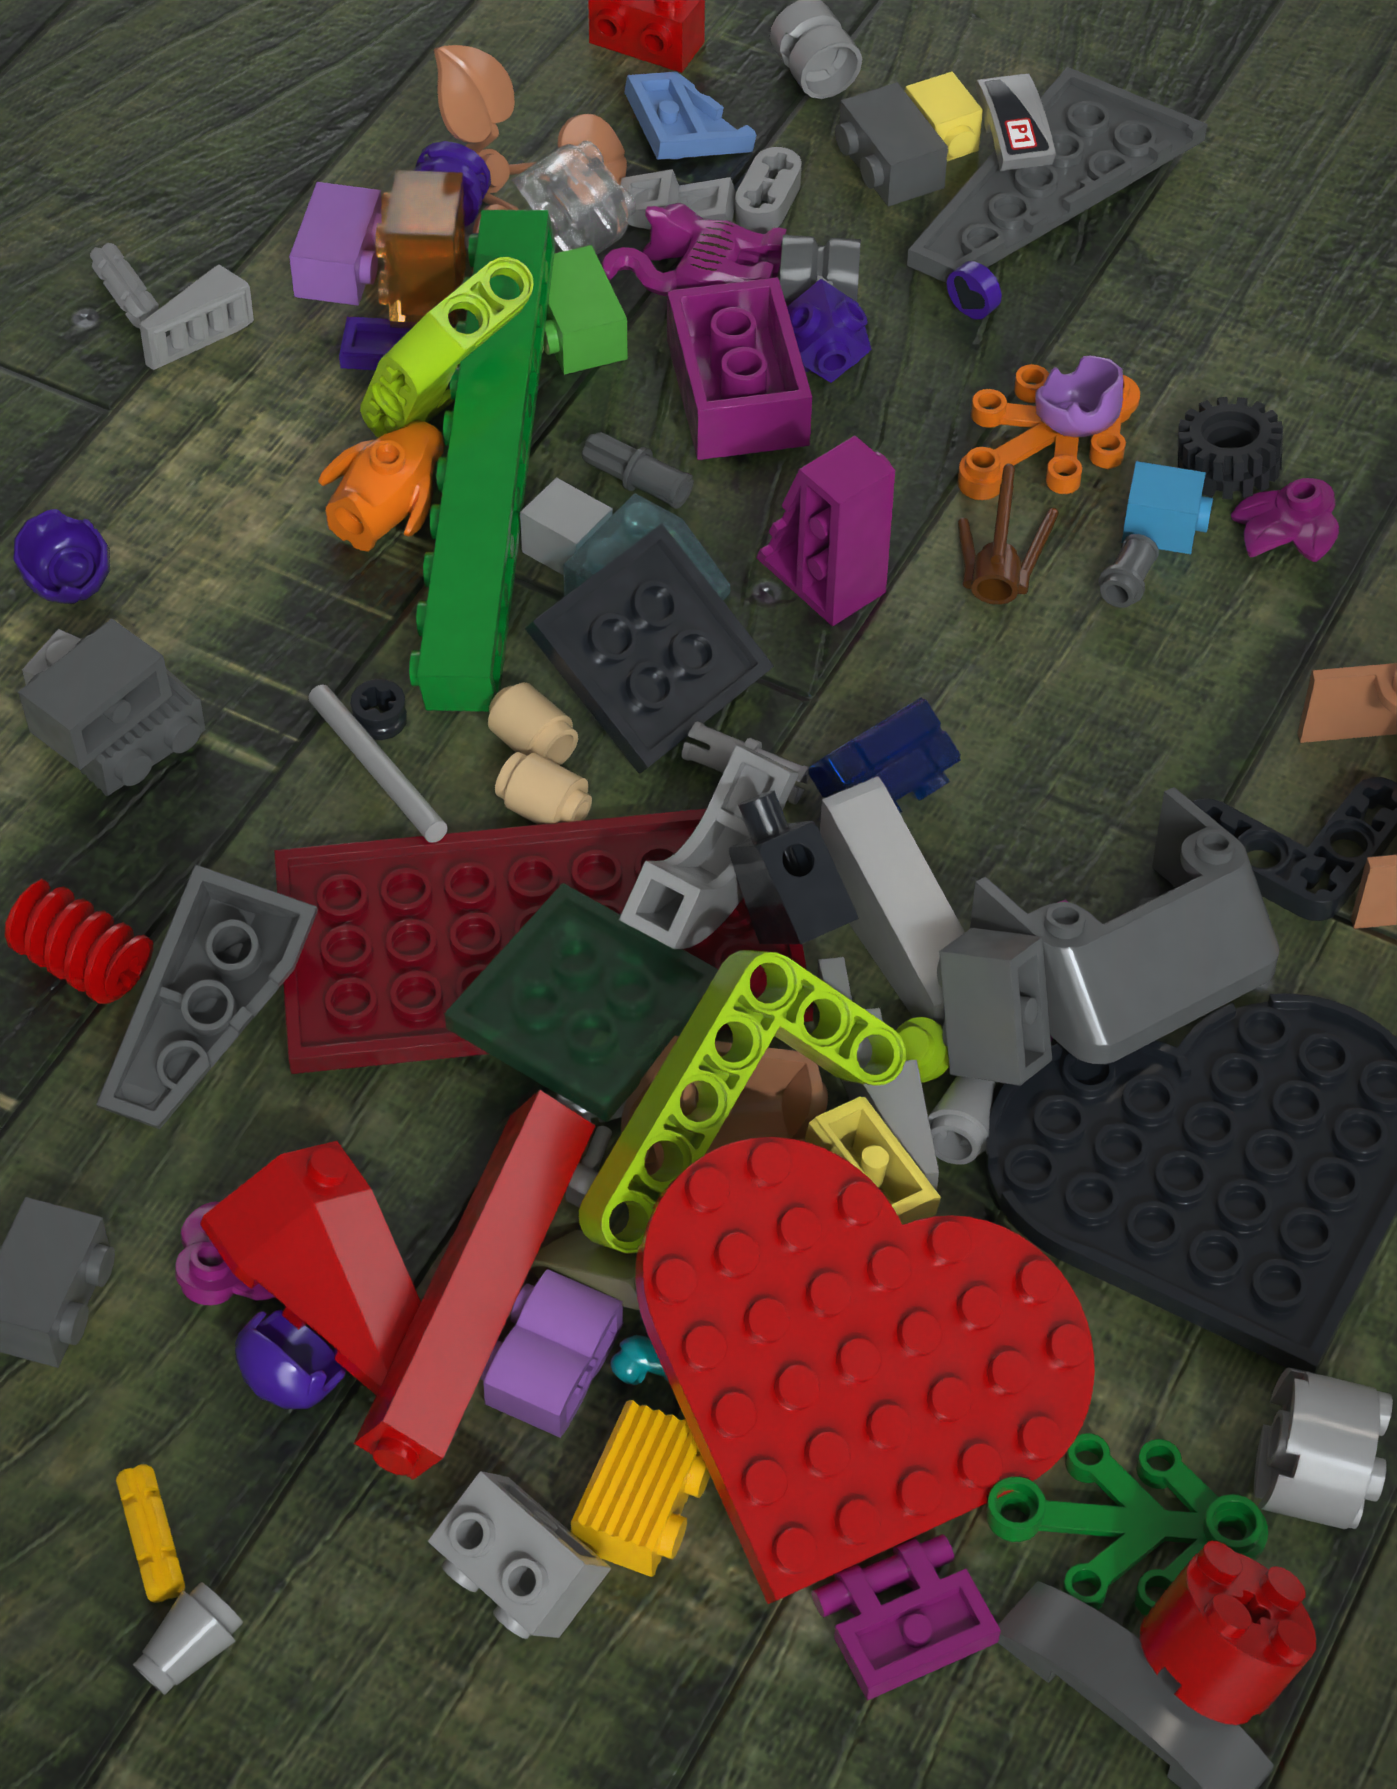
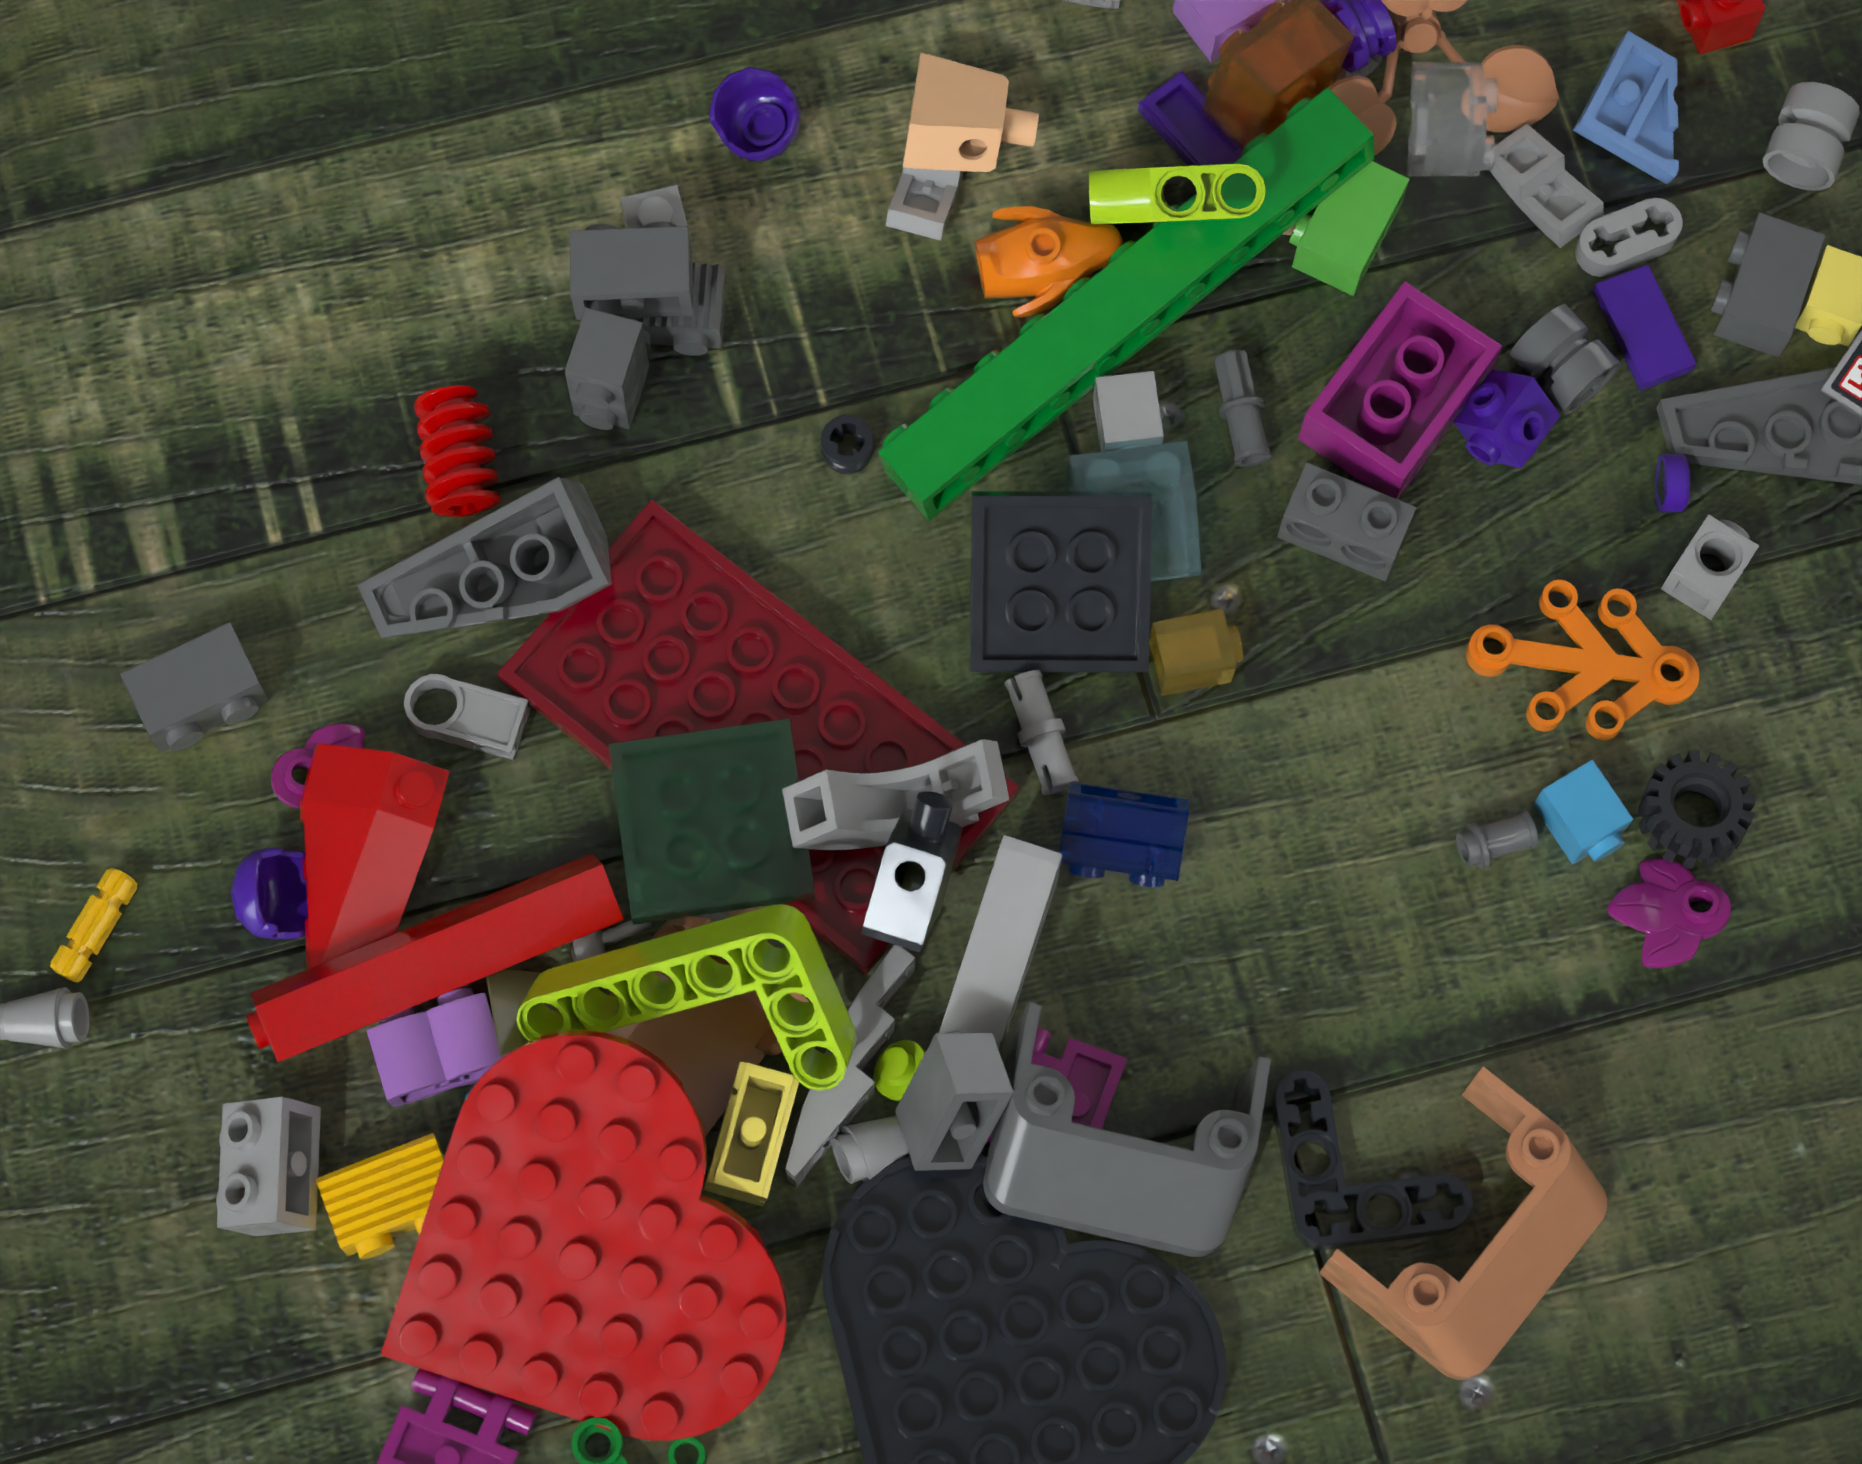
camera: 45 degrees right, 20 degrees up
(142, 785) = (607, 369): none -> dark grey brick
(222, 444) = (962, 118): none -> light nougat torso
(240, 509) = (924, 201): none -> light grey slope
(308, 1108) = (483, 717): none -> light grey piece
(378, 763) = (792, 492): light grey bar -> none
(531, 723) = (926, 561): tan brick -> none
(542, 790) = (877, 624): tan brick -> none
(711, 252) = (1487, 277): magenta animal -> none
(770, 461) = (1346, 522): none -> dark grey brick
(792, 625) = (1195, 651): none -> clear yellow brick
(829, 218) = (1644, 327): none -> dark purple tile
(835, 531) = (1290, 619): magenta wedge -> none
(997, 571) = (1398, 746): reddish brown plant -> none
(1059, 315) = (1696, 584): none -> light grey brick
(1083, 400) = (1618, 664): medium lavender hair -> none

